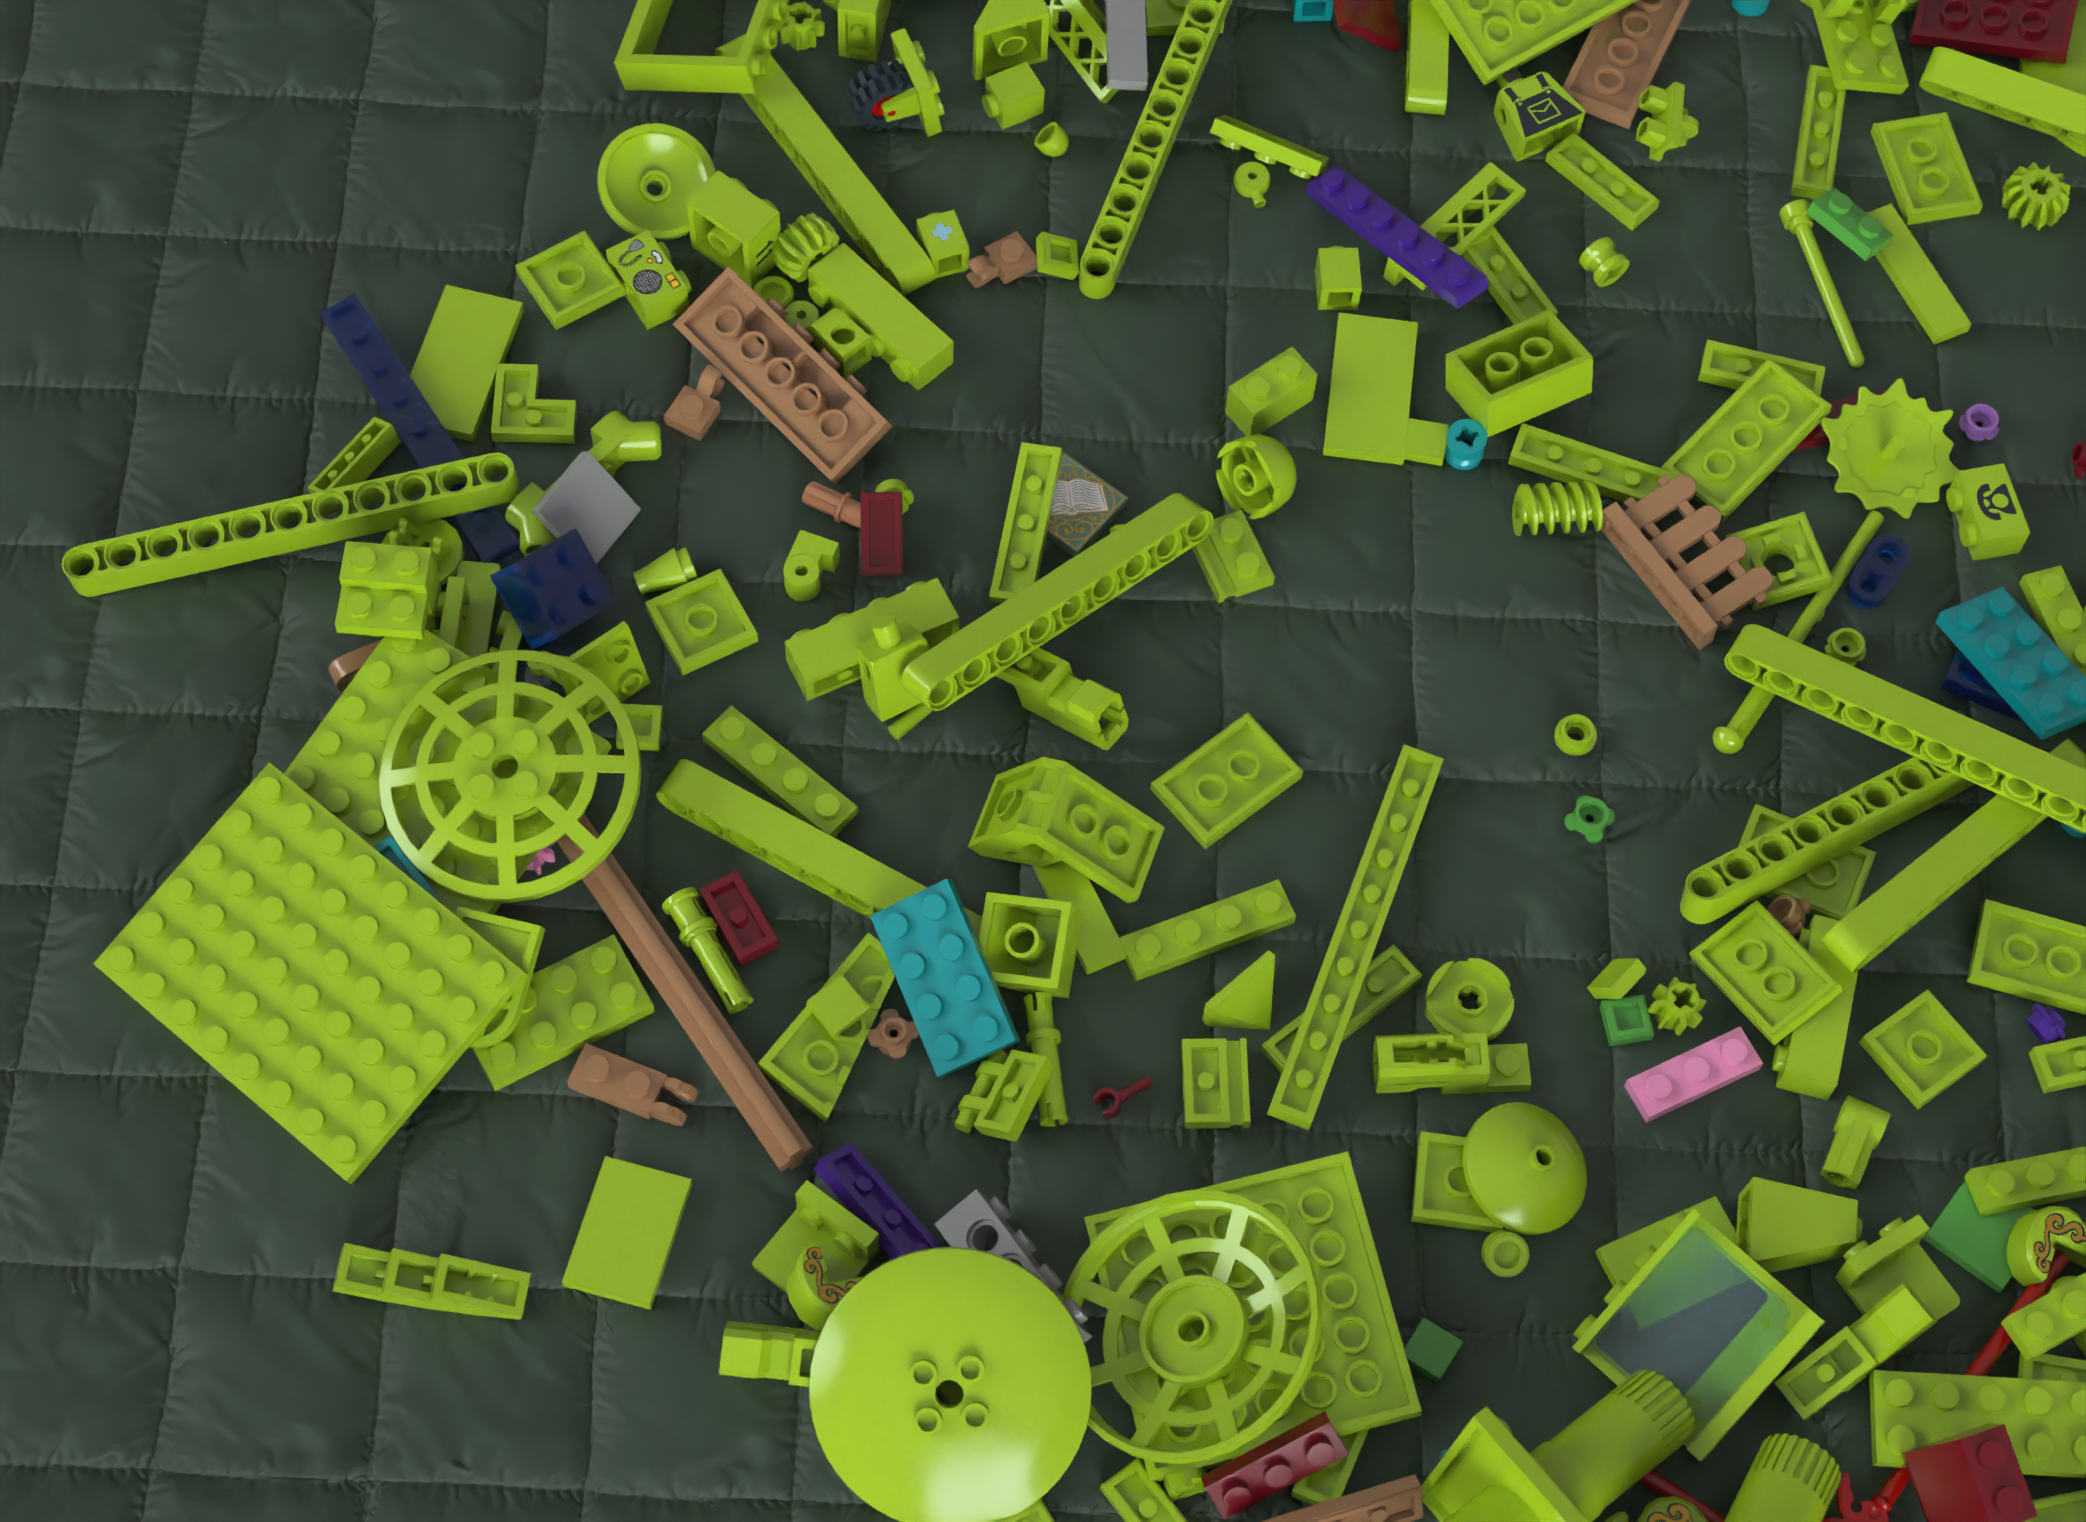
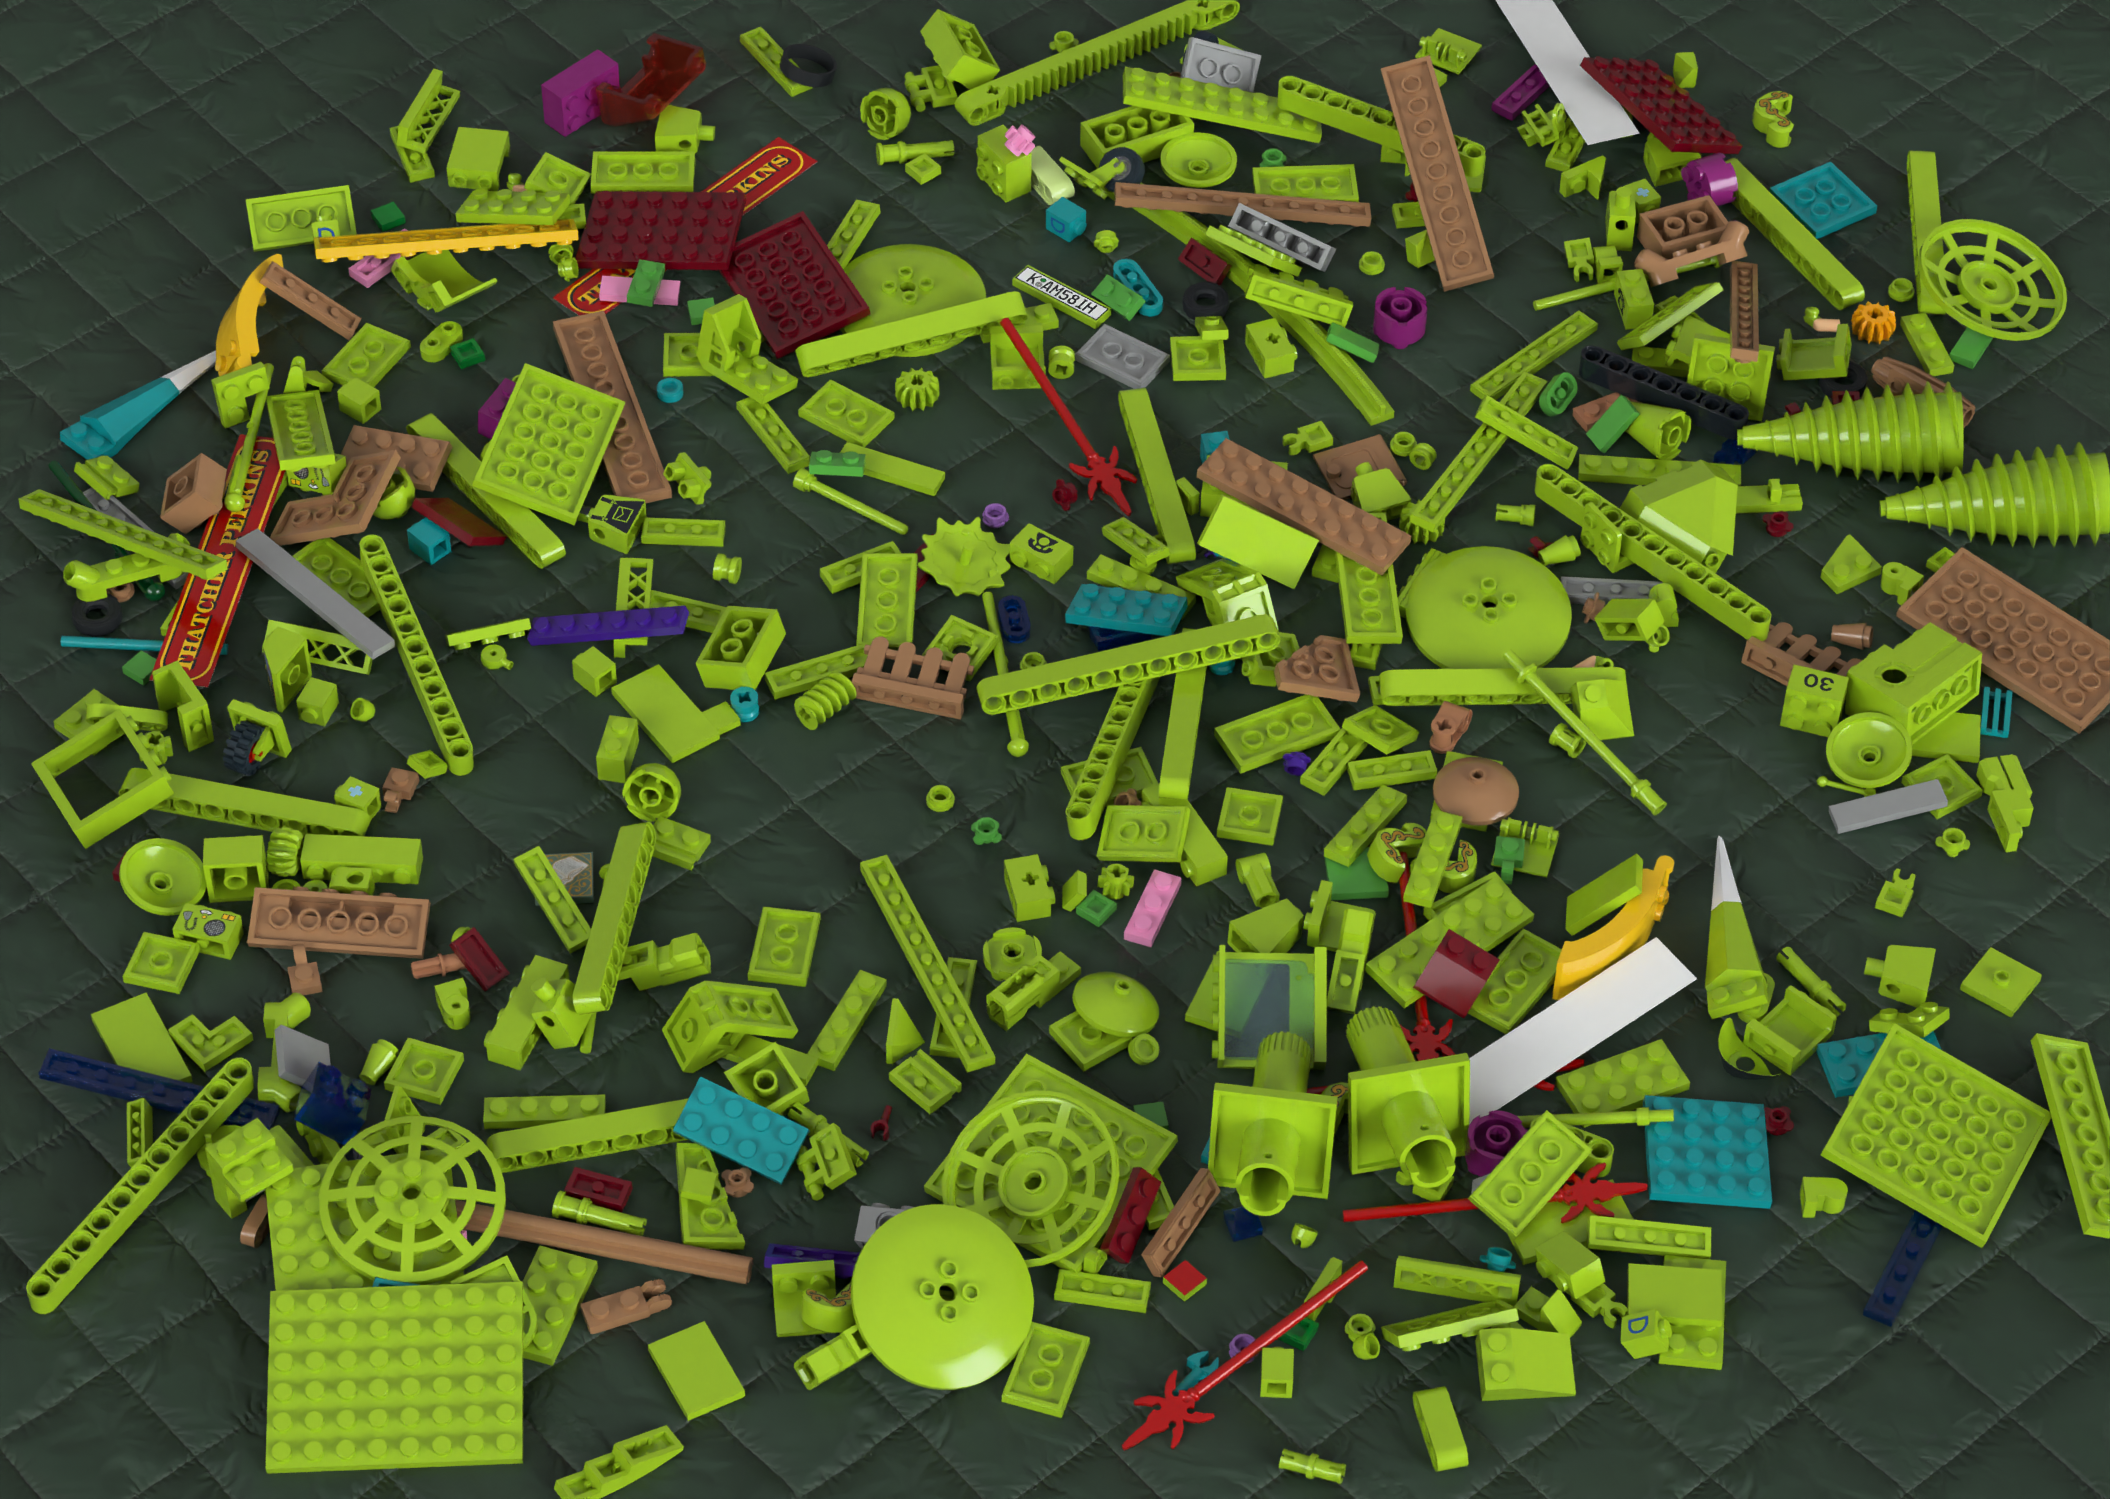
camera: 40 degrees left, 15 degrees down
(1550, 947) = (1028, 887): none -> lime brick

